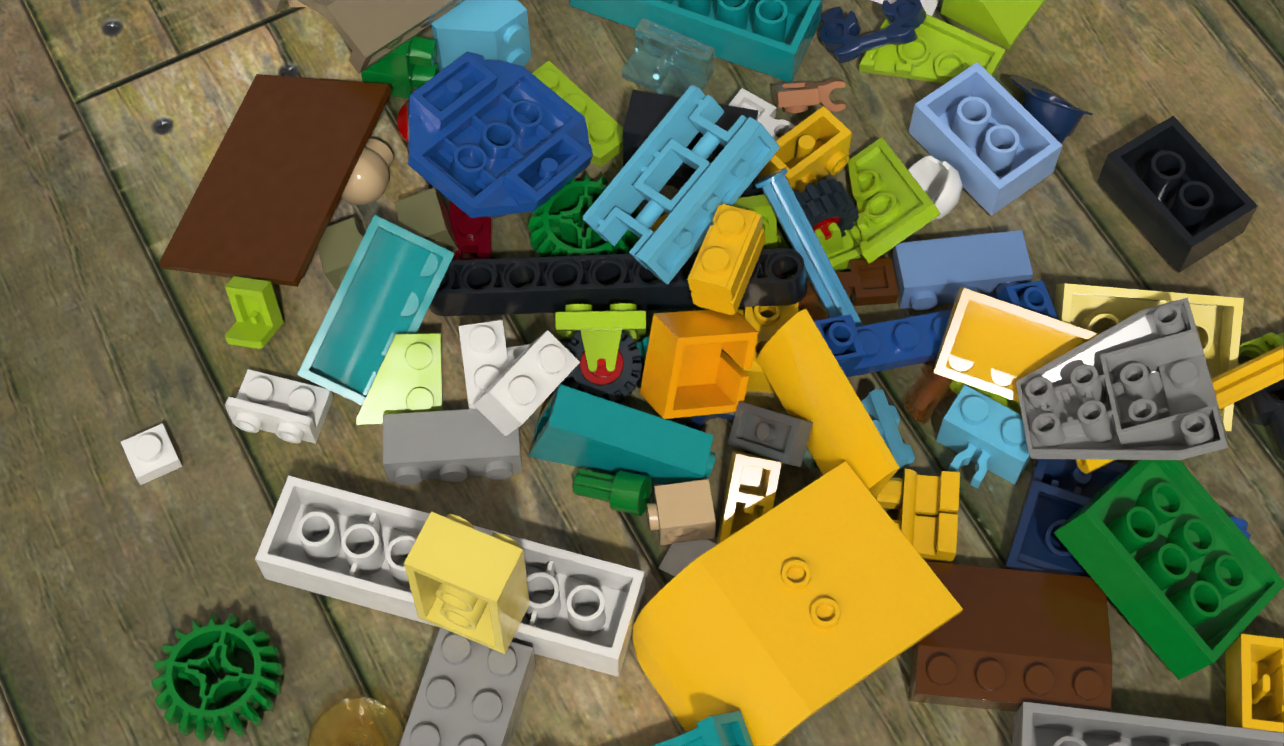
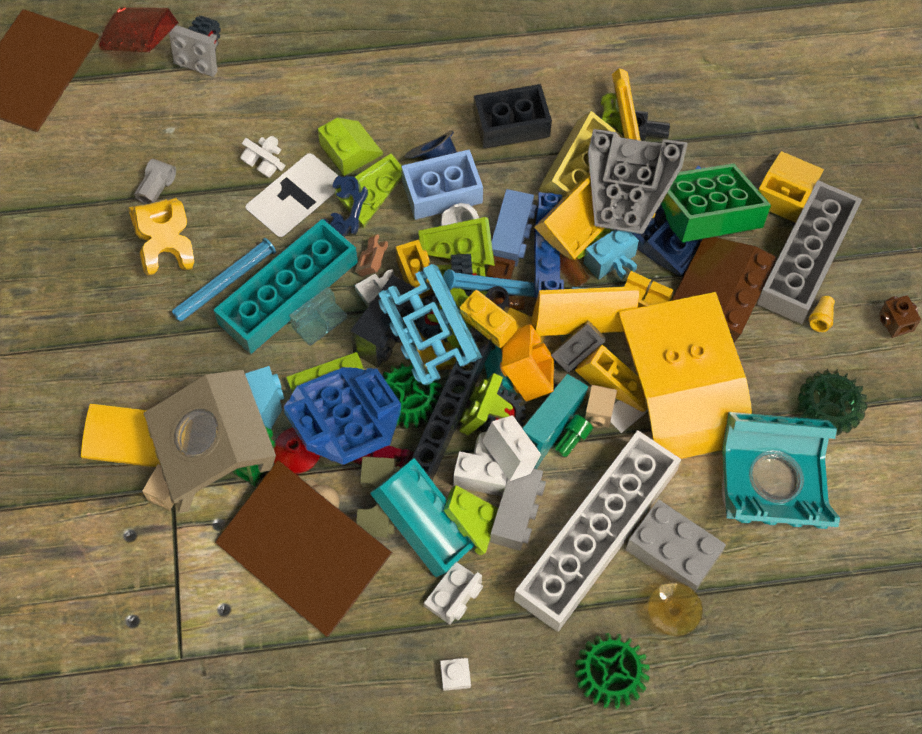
camera: 70 degrees left, 0 degrees up
(255, 312) = (392, 588): lime bracket -> none
(468, 581) = (634, 502): light yellow brick -> none

